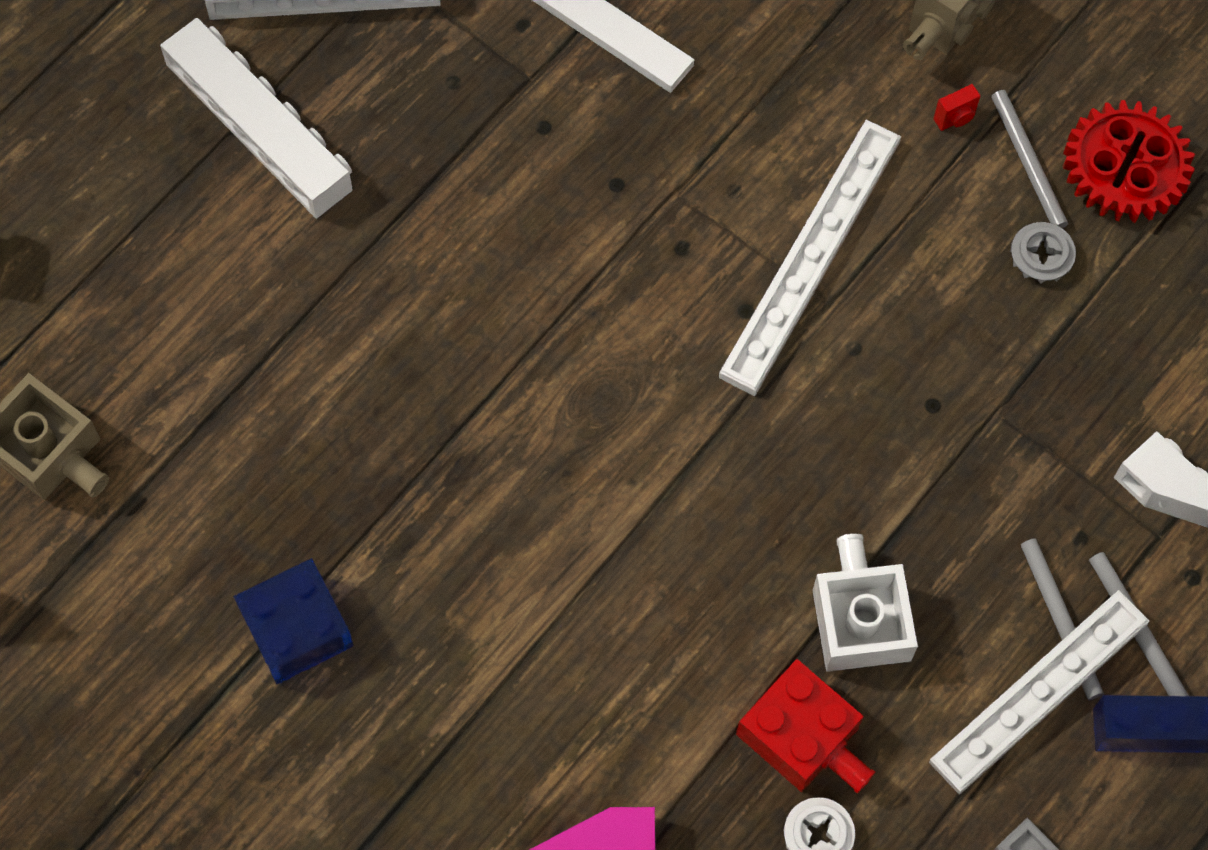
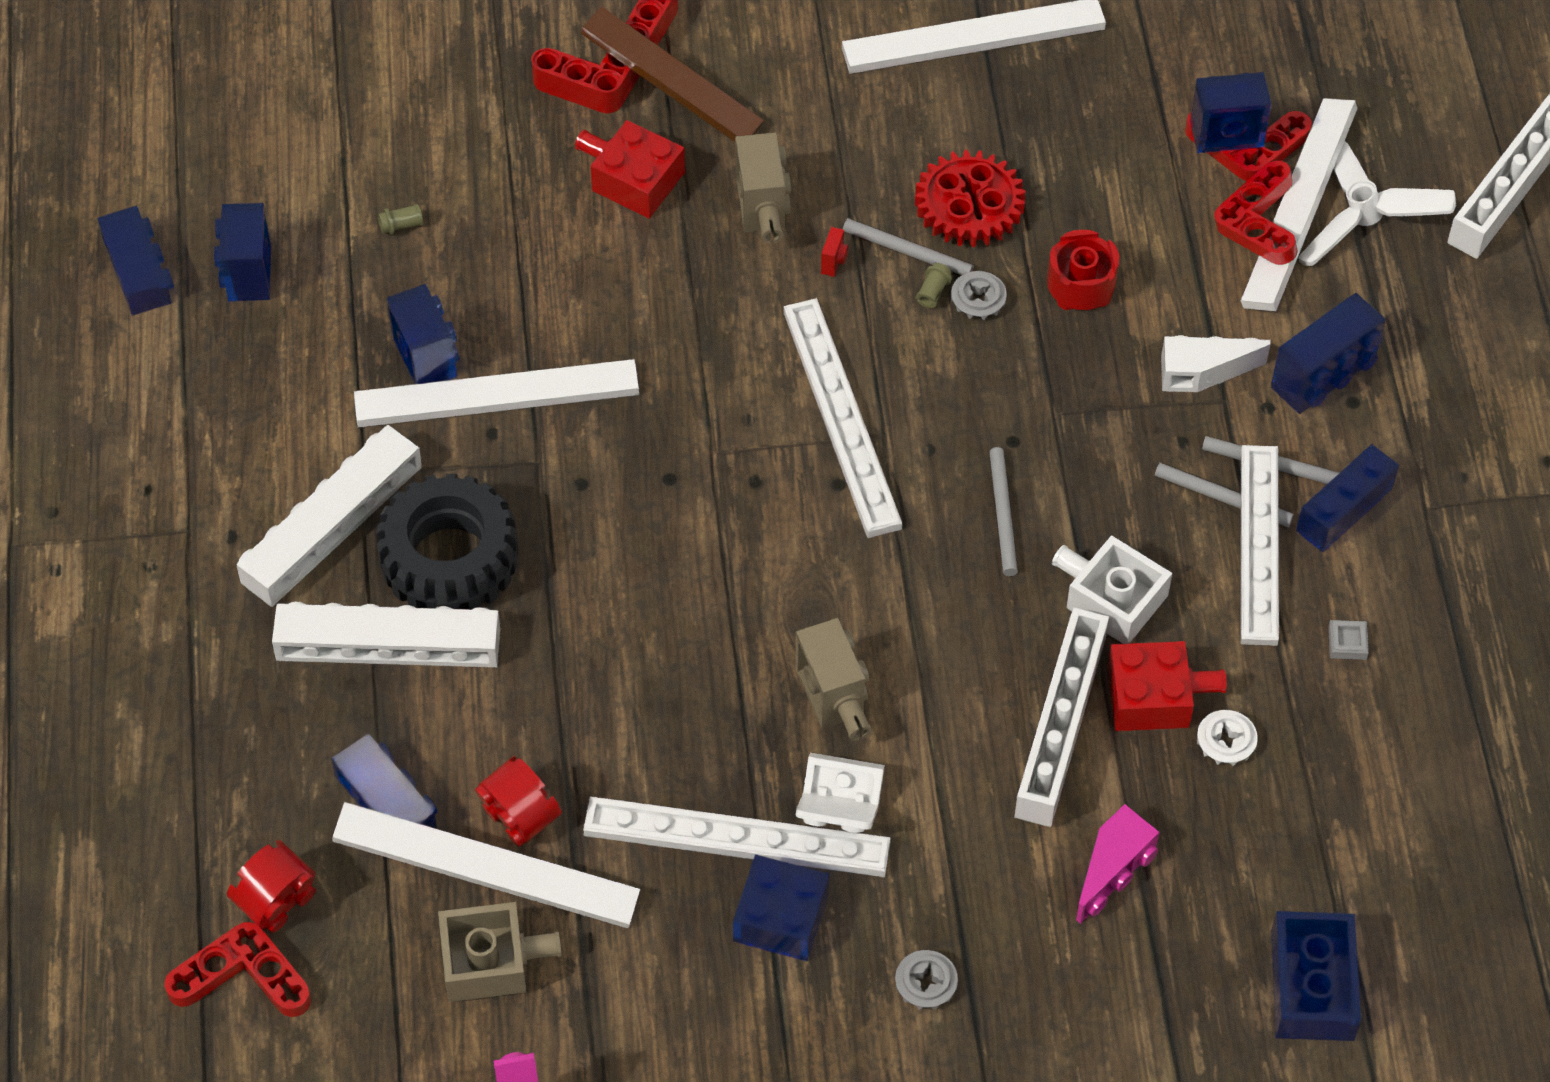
camera: 45 degrees left, 10 degrees down
(115, 243) = (378, 785): none -> clear blue brick
(115, 372) = (486, 865): none -> white tile
(193, 340) = (518, 800): none -> red brick
(337, 532) = (736, 836): none -> white tile
(349, 774) = (916, 966): none -> light grey gear
(367, 40) = (440, 506): none -> black tyre
(440, 575) = (840, 792): none -> white bracket
(540, 470) = (833, 676): none -> dark tan brick
(692, 680) = (1061, 717): none -> white brick
(853, 458) = (1003, 511): none -> light grey bar
(1013, 210) = (937, 278): none -> olive pin
(1153, 309) = (1082, 270): none -> red brick

